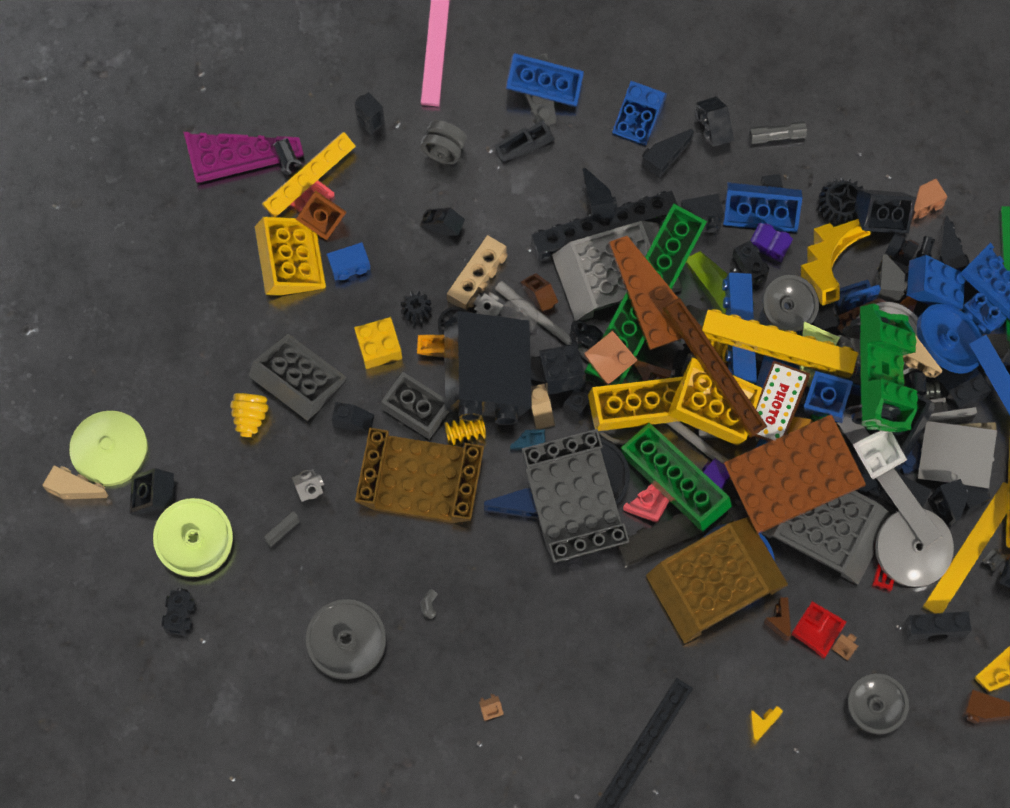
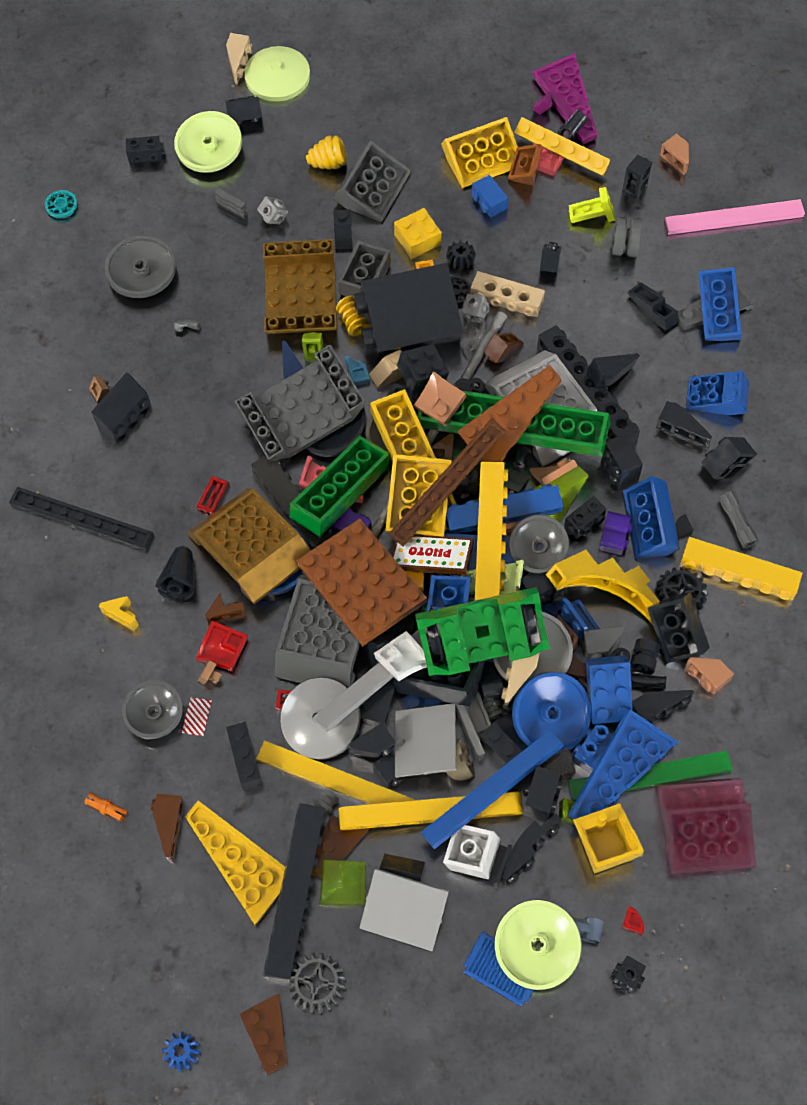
camera: 80 degrees right, 5 degrees down
(226, 719) = (61, 204): none -> teal wheel
(240, 180) = (543, 104): none -> magenta slope
(346, 68) = (676, 153): none -> nougat slope
(395, 167) = (593, 208): none -> neon yellow bracket
(493, 475) = (311, 343): none -> lime slope
(525, 685) = (120, 407): none -> black slope
(639, 616) = (200, 506): none -> red tile
(696, 278) = (551, 472): none -> nougat plate
(733, 656) = (177, 575): none -> black cone
(829, 144) = (741, 568): none -> yellow brick
(844, 316) = (552, 608): none -> dark blue tile
(883, 665) = (196, 716): none -> sticker
(964, 767) = (105, 806): none -> orange pin

